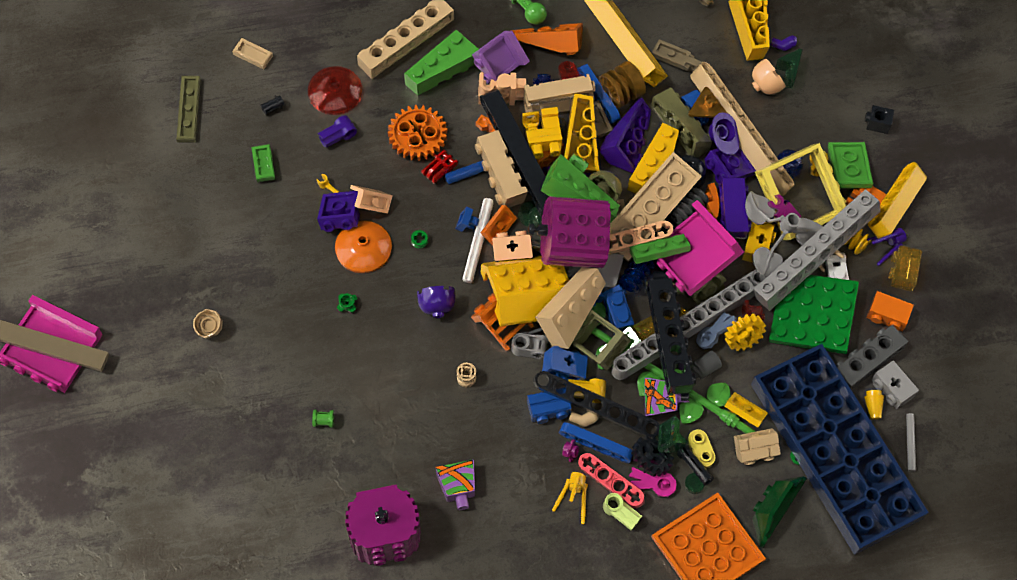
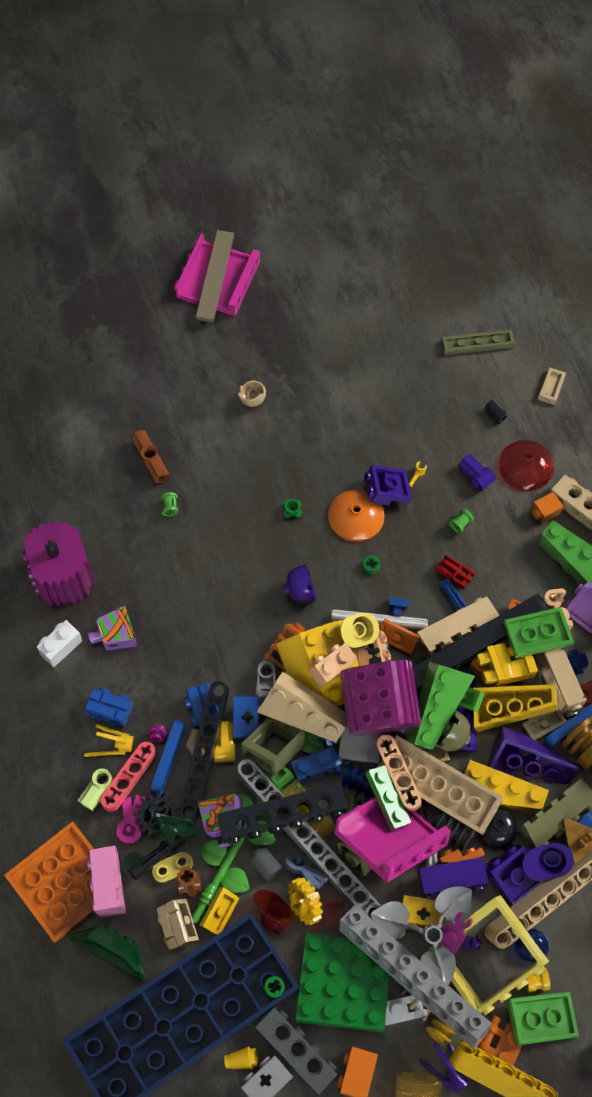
camera: 85 degrees right, 0 degrees up
(251, 437) = (145, 448): none -> dark orange piece
(263, 163) = (429, 413): bright green plate -> none
(372, 199) = (404, 510): light nougat panel -> none
(386, 79) = (546, 508): none -> orange brick
(386, 153) = (461, 520): none -> bright green bush
(403, 140) = (503, 557): orange gear -> none
(465, 536) = (59, 643): none -> white brick
(468, 378) = (229, 628): tan wheel -> none
(498, 247) = (359, 630): none -> light yellow piece
(521, 99) = (538, 632): none -> bright green tile
(535, 270) = (329, 667): none -> light nougat brick
(539, 493) = (109, 707): none -> blue brick
(718, 501) = (106, 882): none -> bright pink wedge
(724, 425) = (188, 881): none -> dark orange piece
(750, 362) = (274, 911): none -> clear red piece
(828, 360) = (271, 980): none -> green bush

